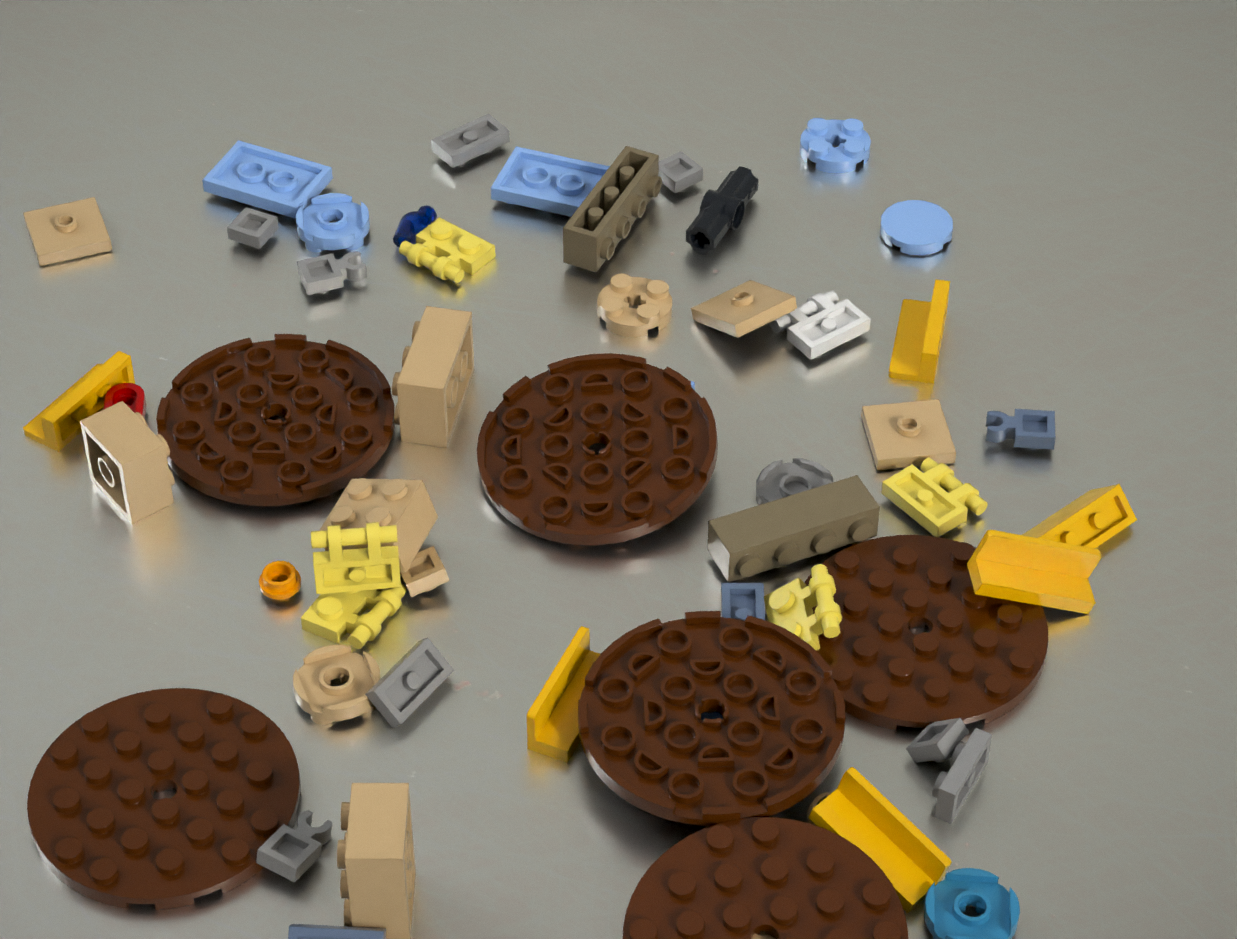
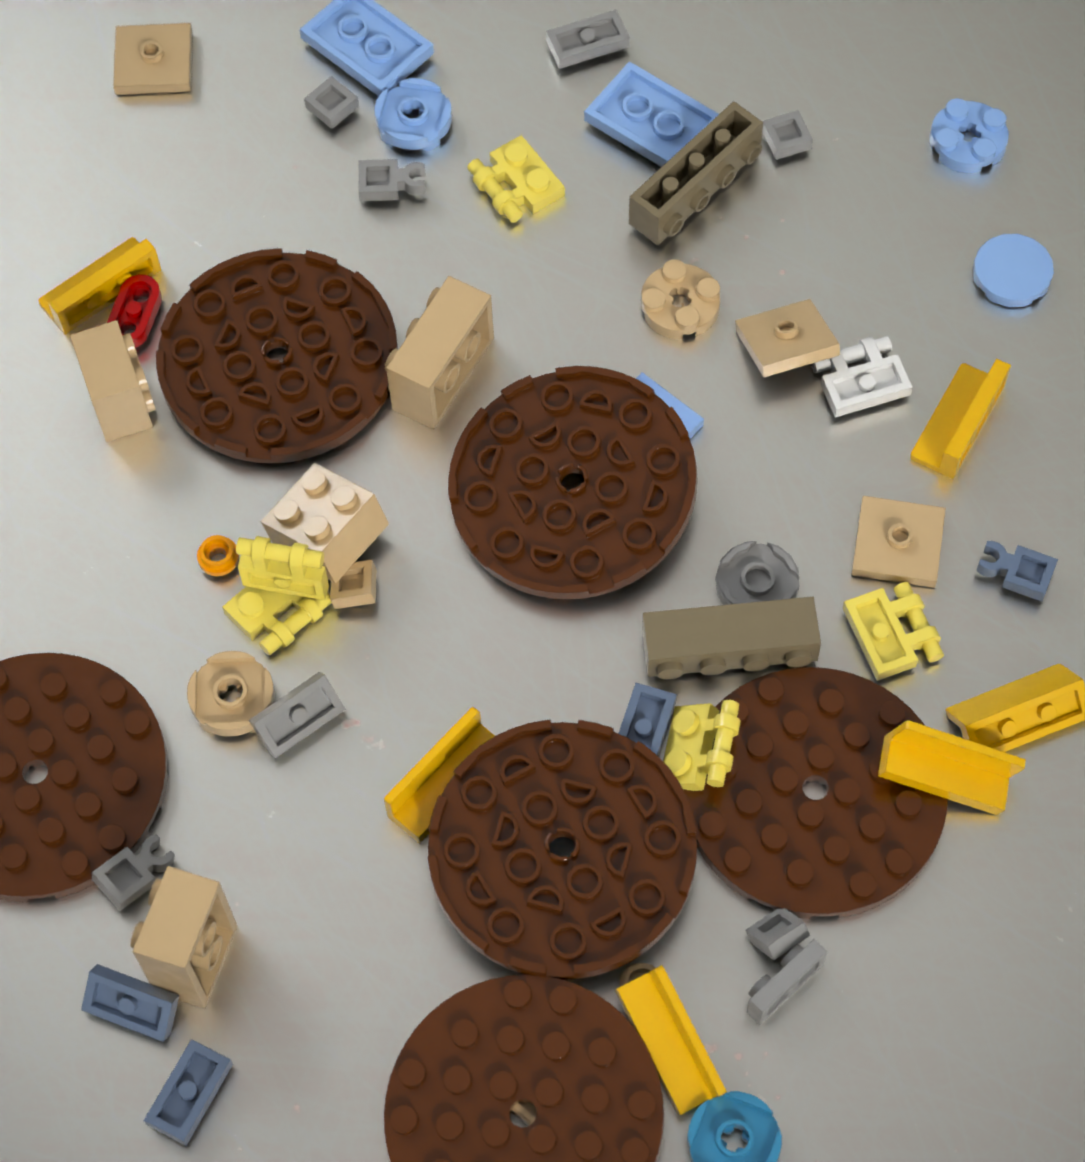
camera: 20 degrees right, 20 degrees up
(413, 223) = (492, 136): clear blue arm -> none
(722, 210) = (814, 198): black piece -> none

